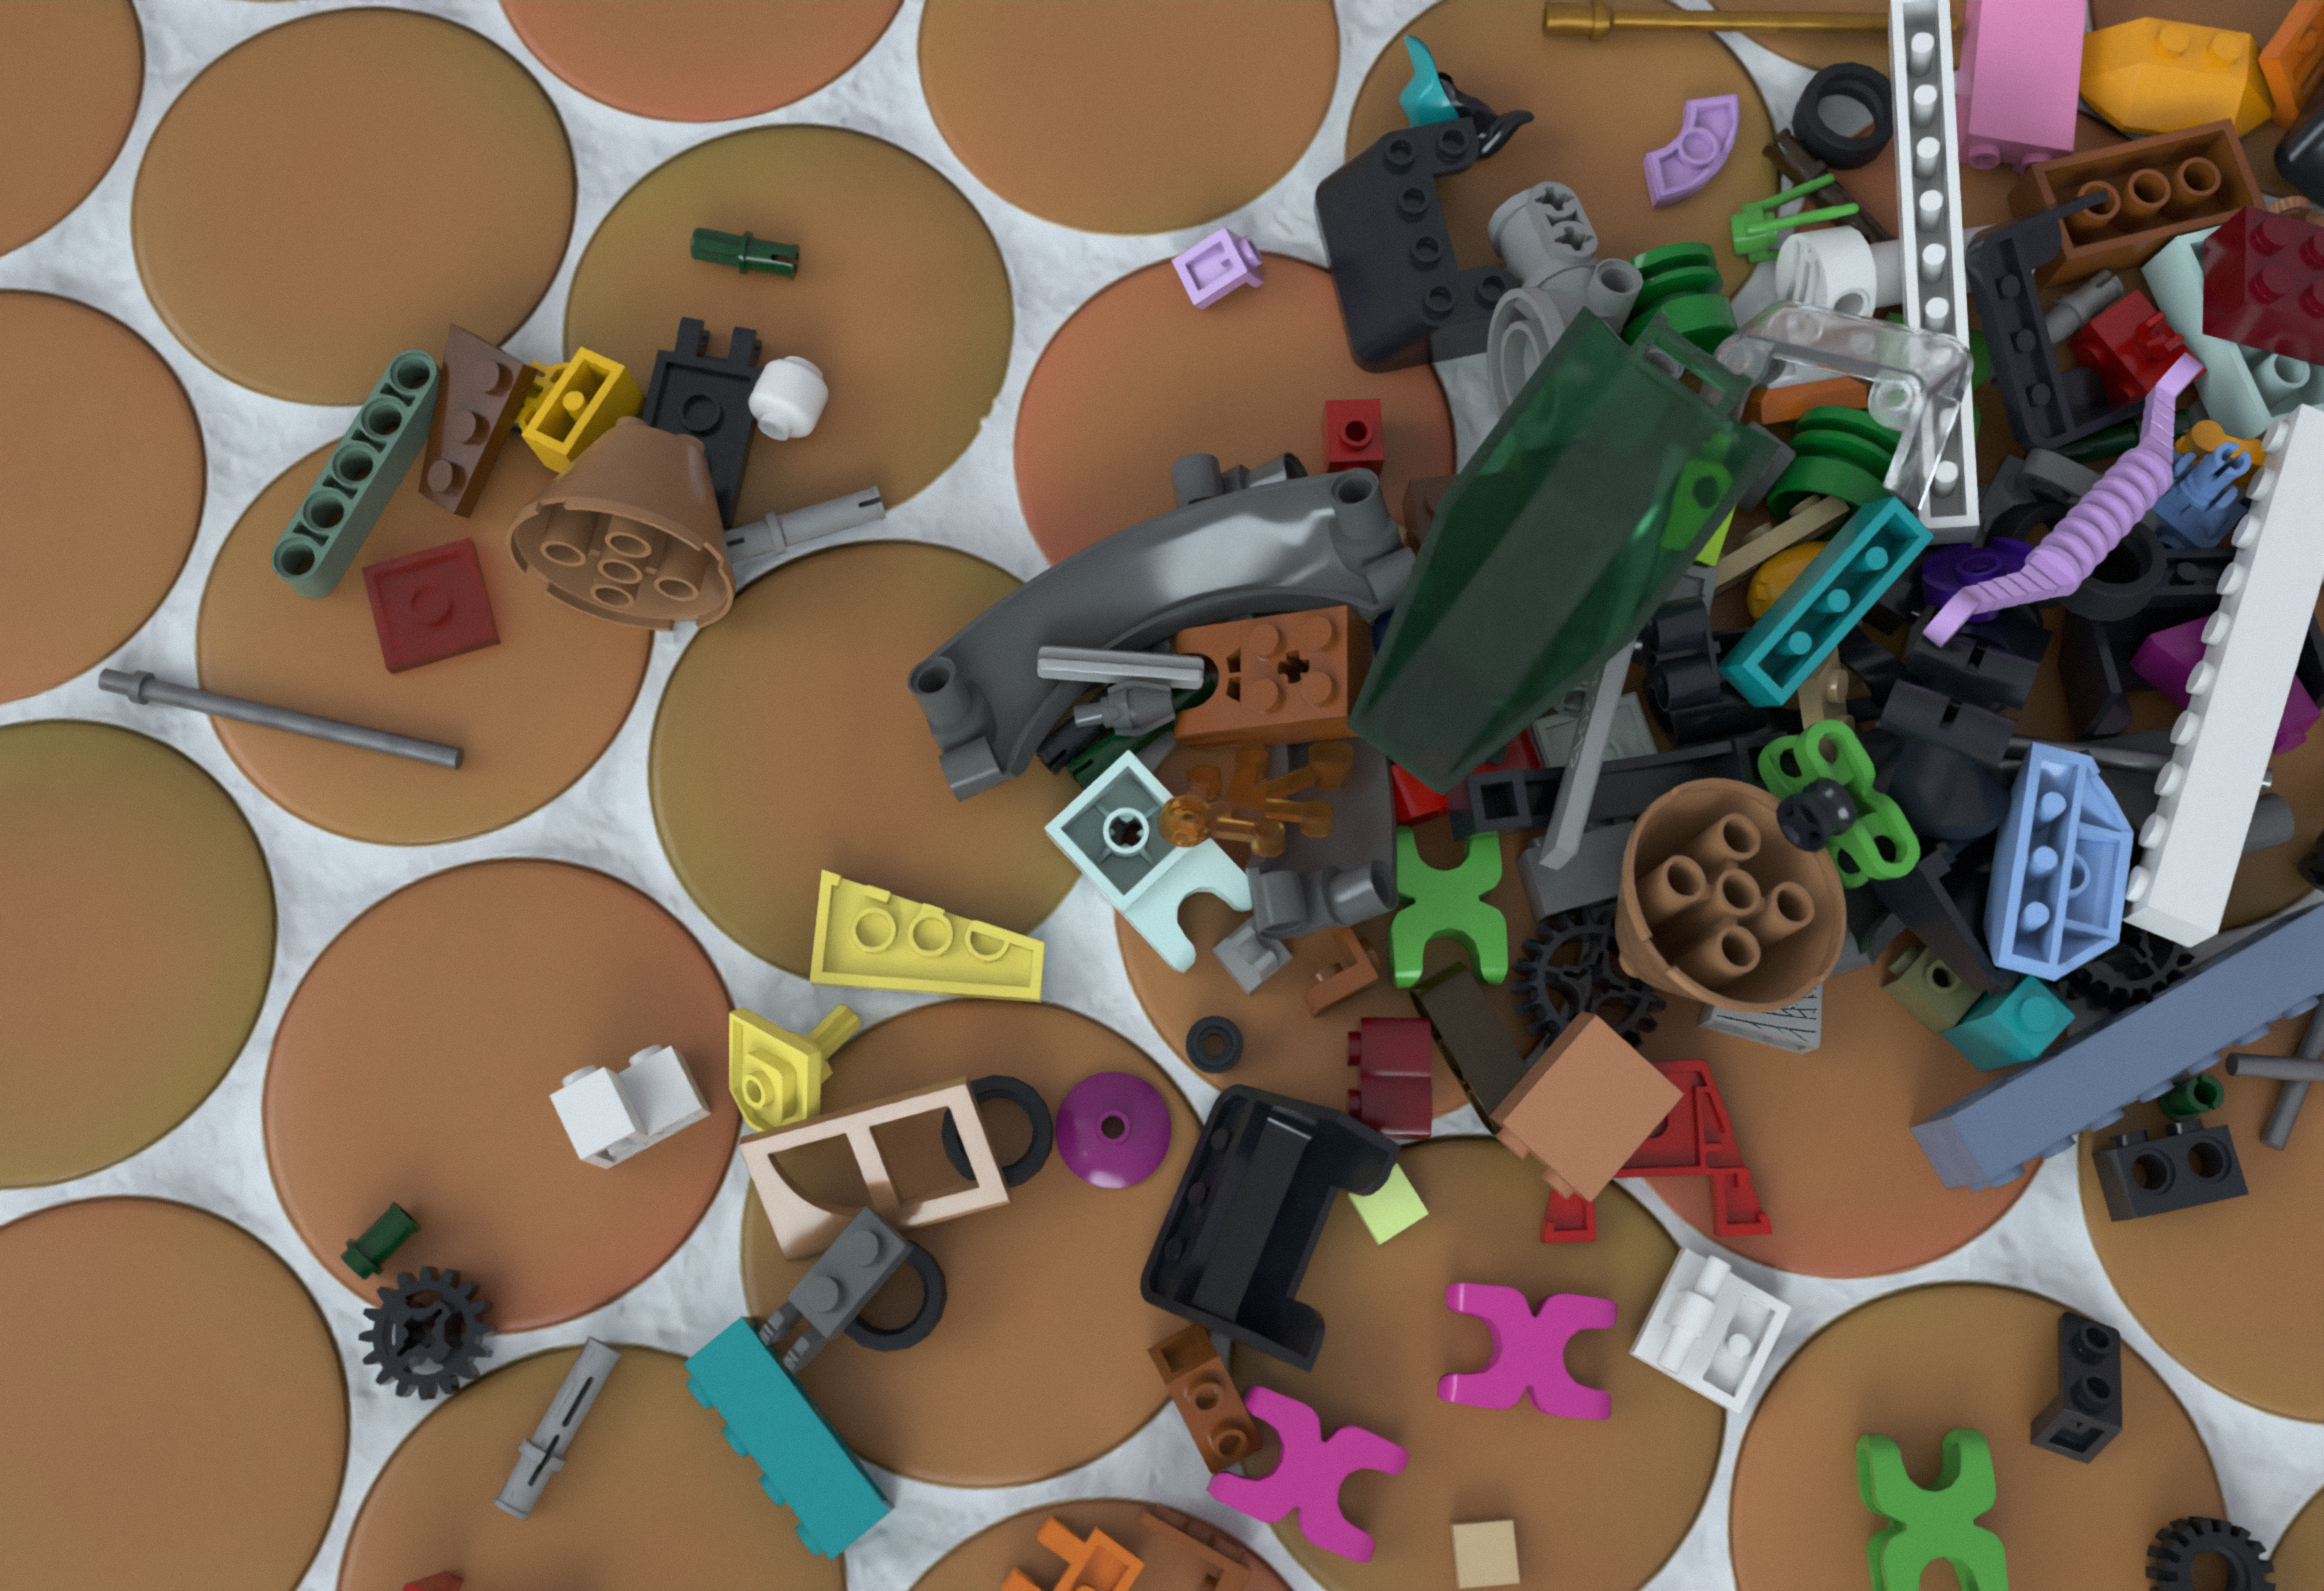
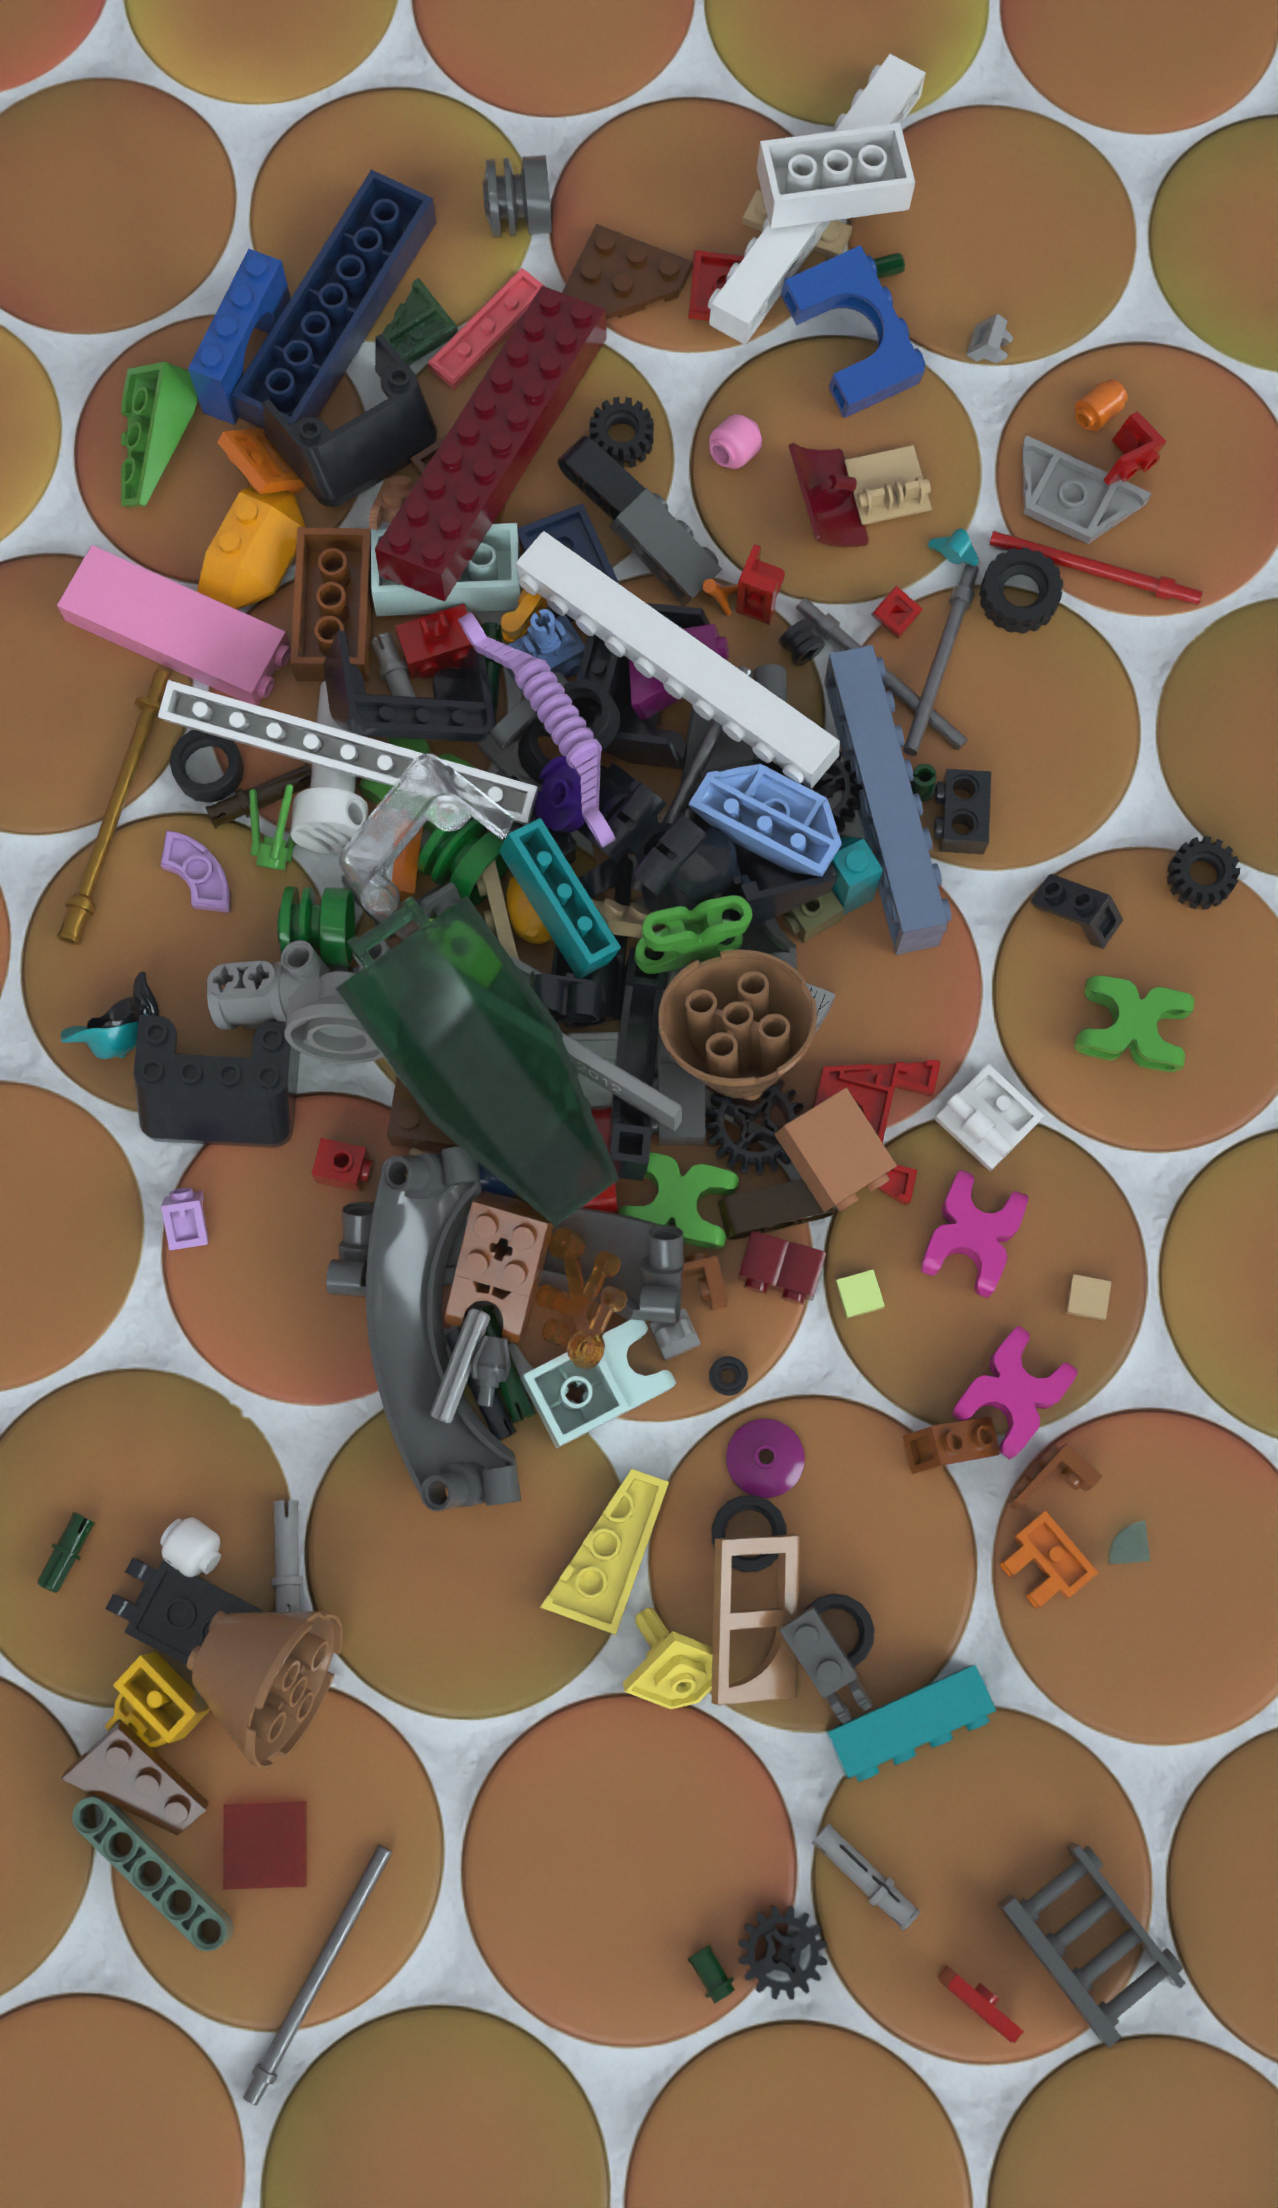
camera: 70 degrees left, 0 degrees up
(628, 1111) = (668, 1775): white brick -> none
(1254, 1216) = (847, 1381): black windscreen -> none
(1816, 814) = (701, 951): black wheel -> none

